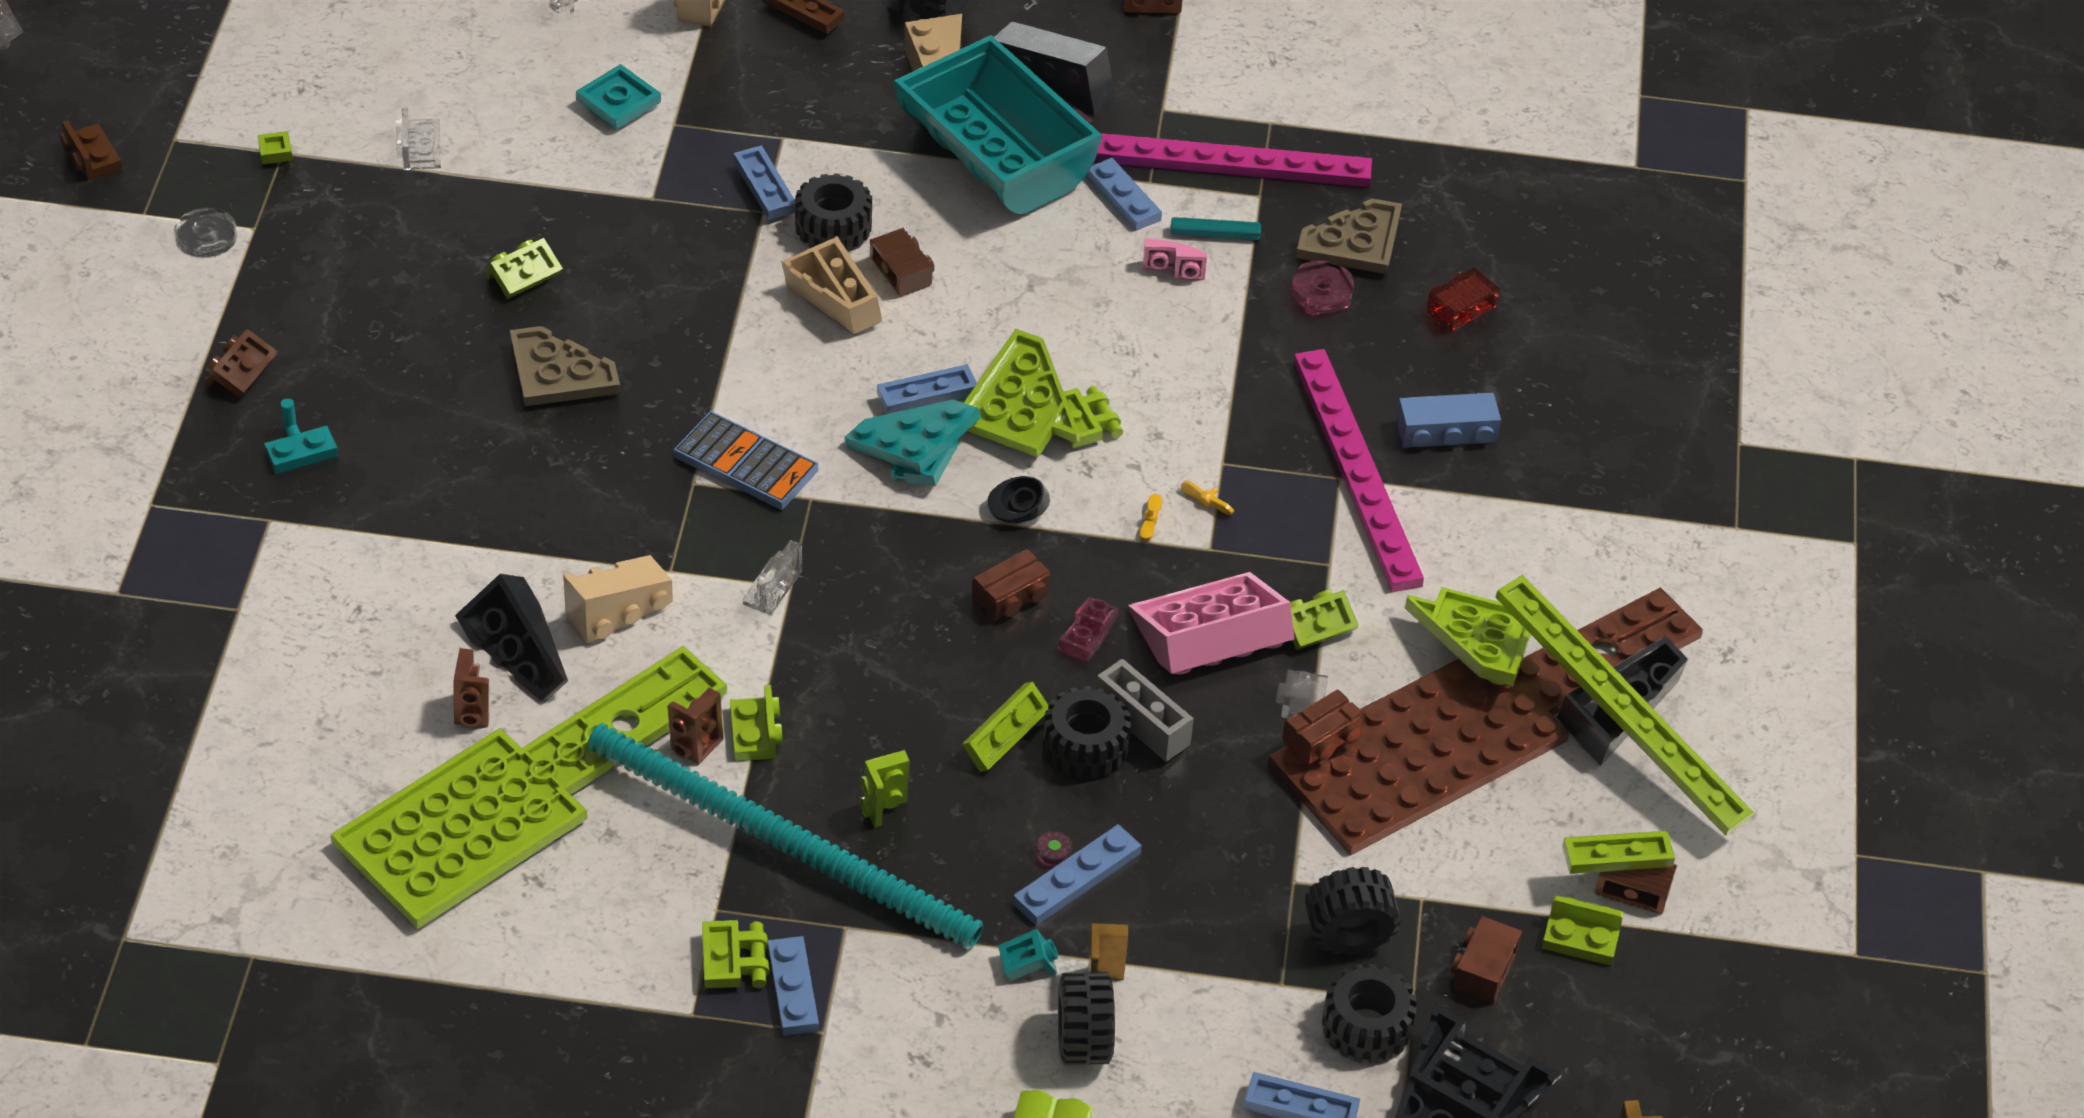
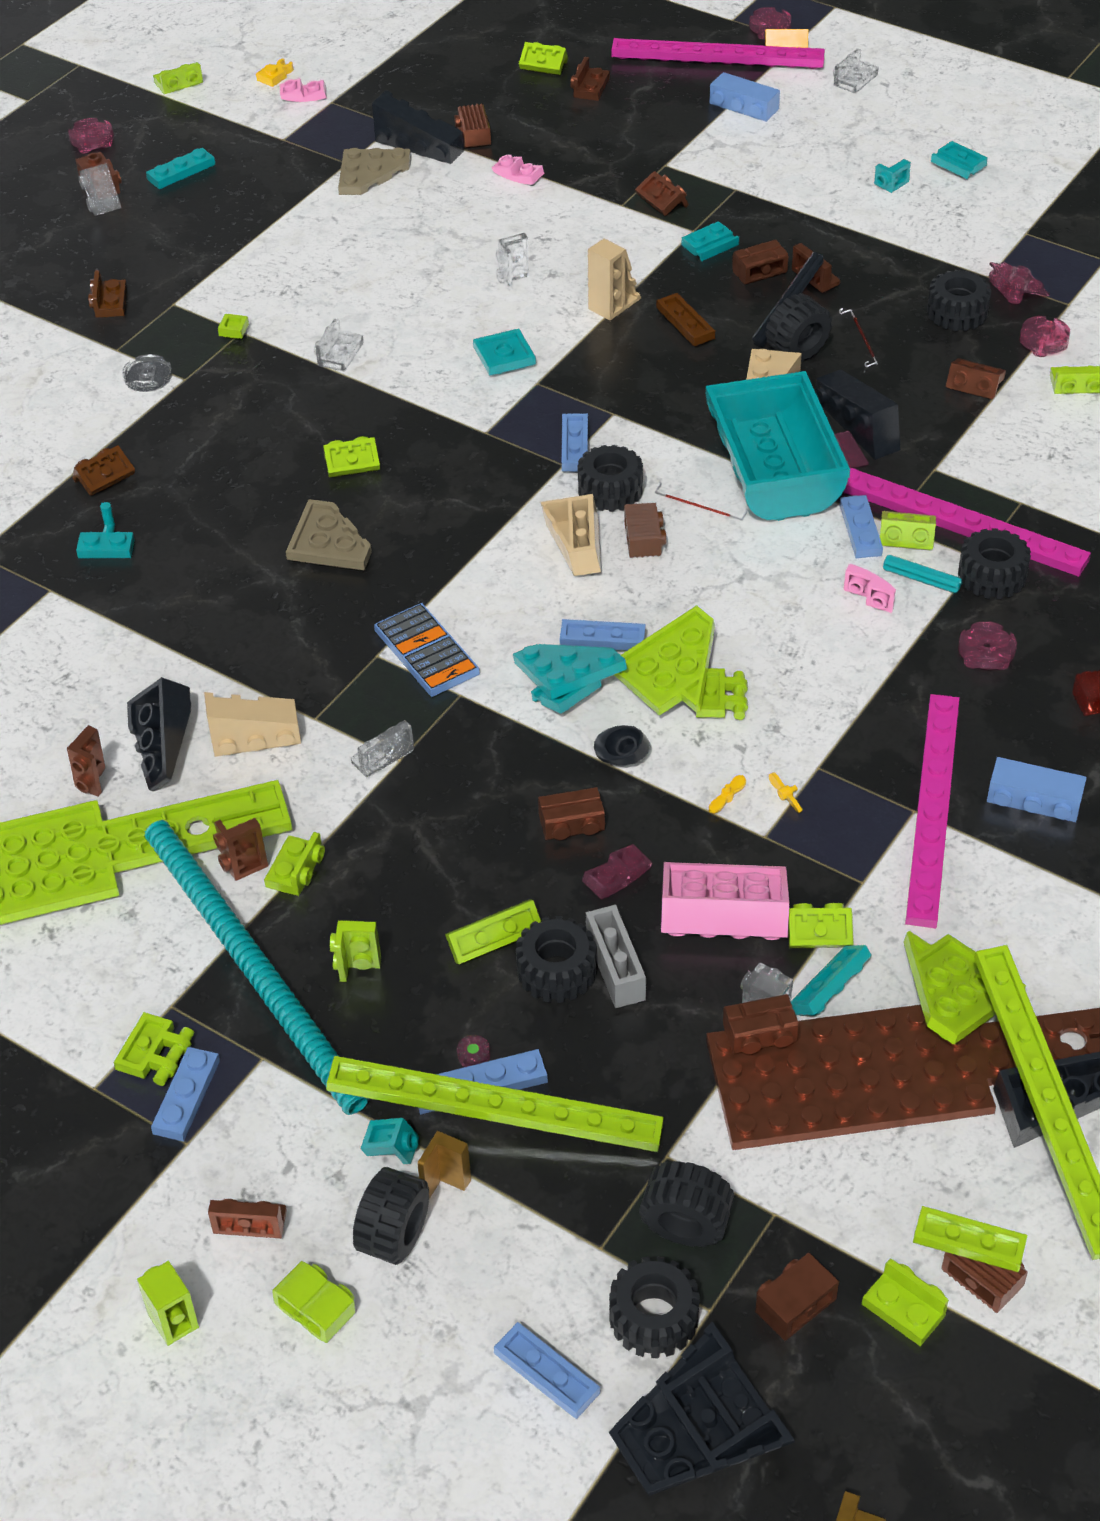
camera: 30 degrees right, 0 degrees up
(938, 218) = (701, 506): none -> clear red piece
(940, 1074) = (247, 1218): none -> copper bracket
(1112, 886) = (495, 1103): none -> lime plate
(1176, 184) = (907, 530): none -> lime bracket
(1285, 196) = (994, 563): none -> black tyre
(1354, 238) = (1038, 613): dark tan plate -> none
(1358, 661) = (830, 980): none -> teal plate

